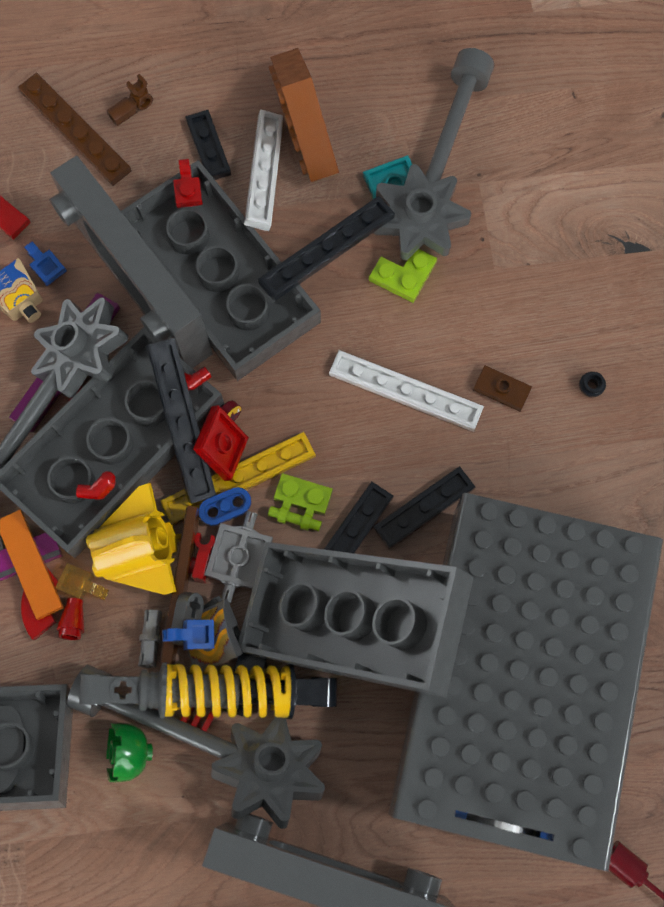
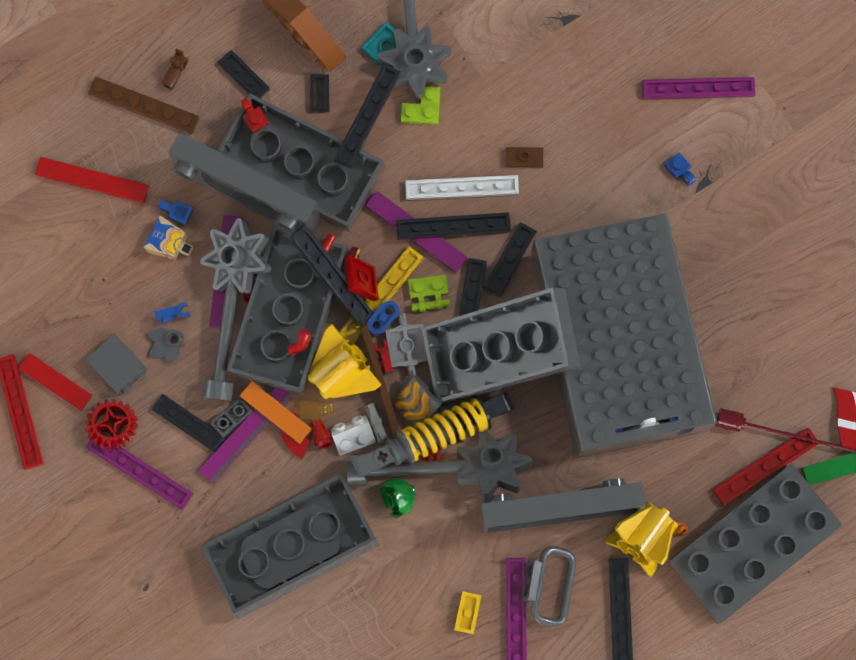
camera: 25 degrees left, 5 degrees up
(111, 640) = (352, 435): none -> white bracket
(184, 612) = (396, 398): dark grey beam -> none
(195, 634) = (407, 405): blue plate -> none
(264, 171) = (295, 78): white tile -> none
(296, 185) = (319, 108): none -> black tile
(323, 420) = (435, 246): none -> magenta tile
(371, 432) = (453, 226): none -> black tile
(596, 378) = (581, 122): black plate -> none

